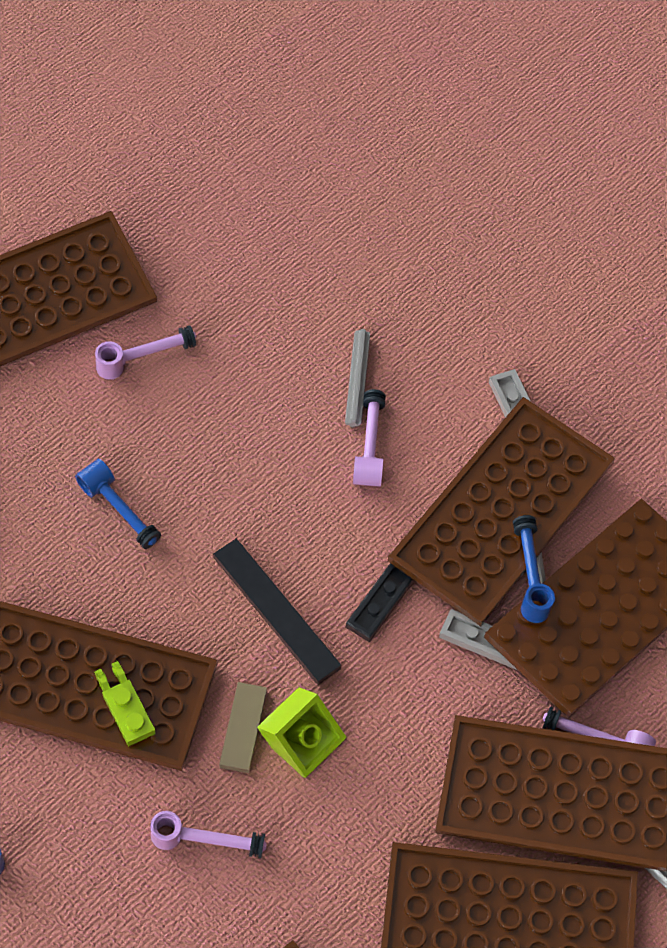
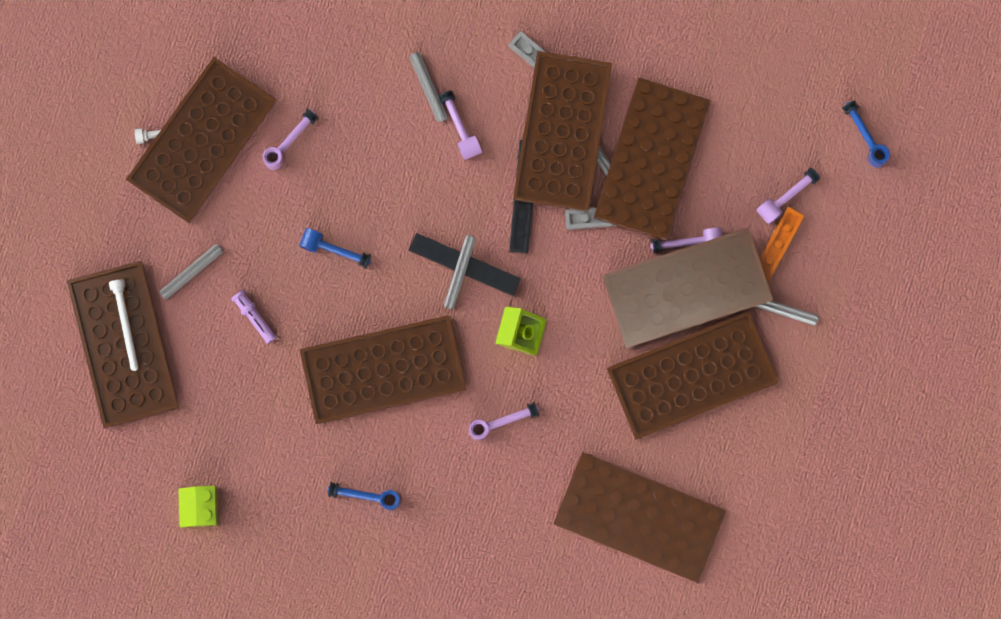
camera: 25 degrees left, 20 degrees up
(125, 706) = (415, 372): lime hinge -> none
(242, 727) = (485, 345): dark tan tile -> none
(264, 612) = (460, 271): none -> light grey axle
(525, 527) = (584, 139): blue piece -> none

